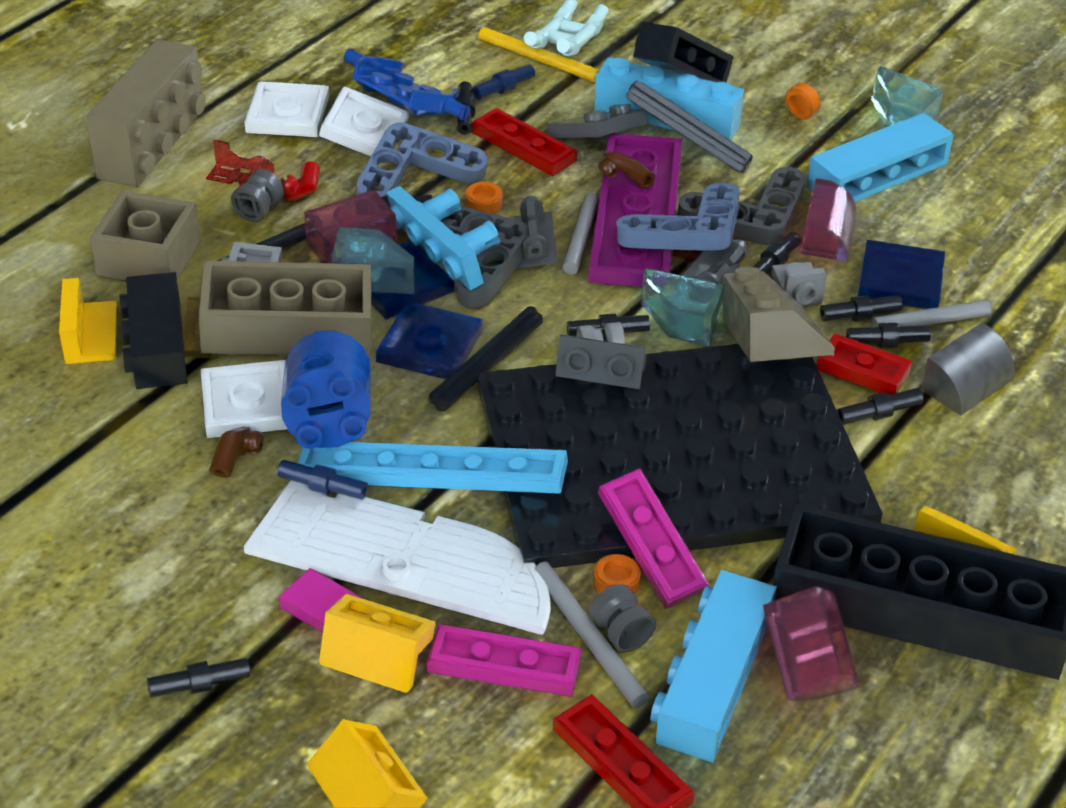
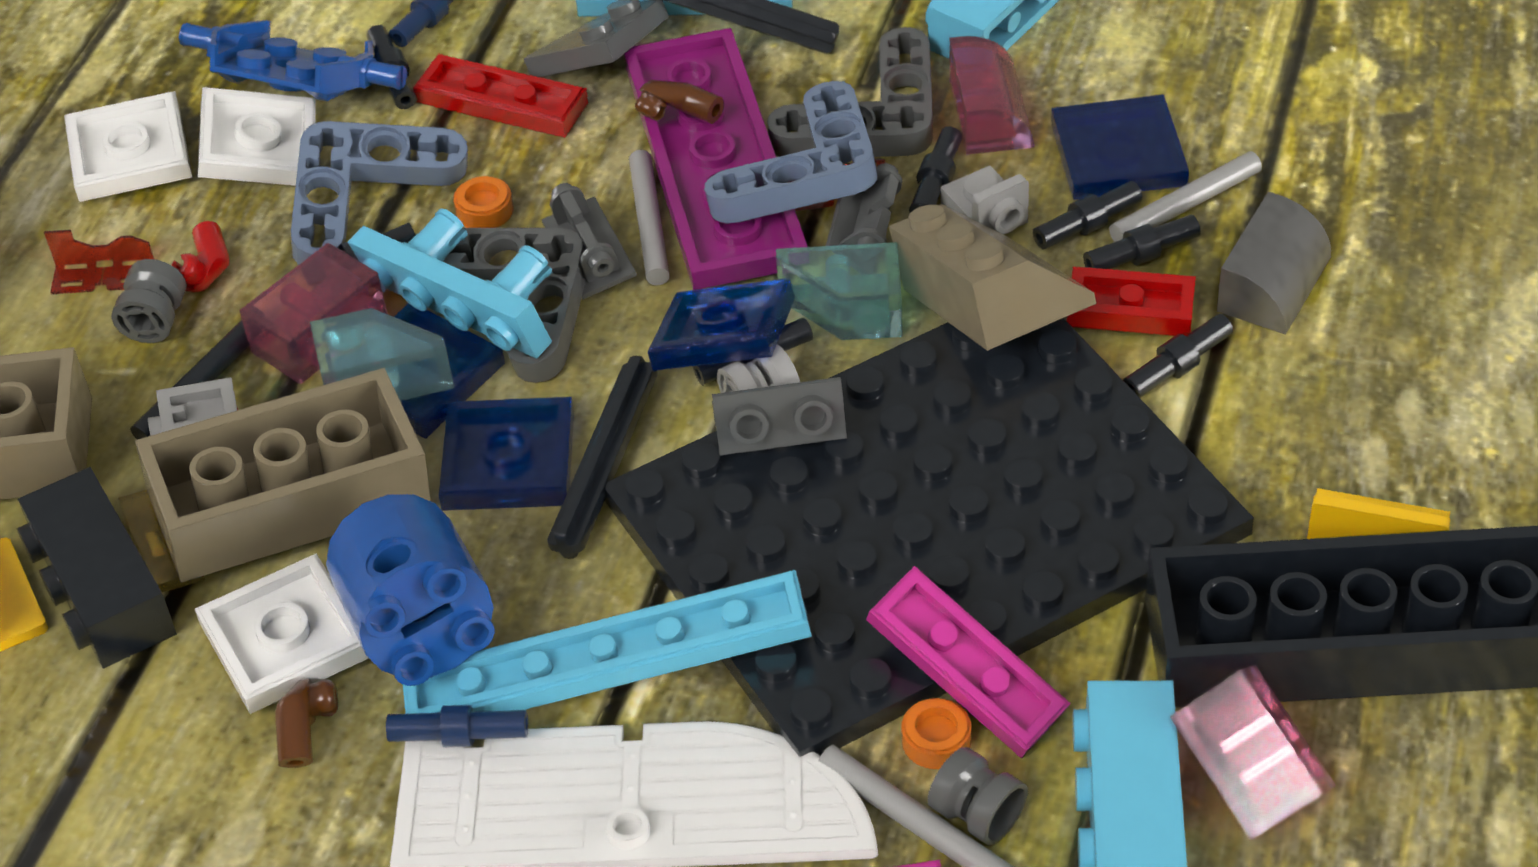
camera: 15 degrees left, 5 degrees up
(593, 303) = (722, 324): none -> clear blue tile

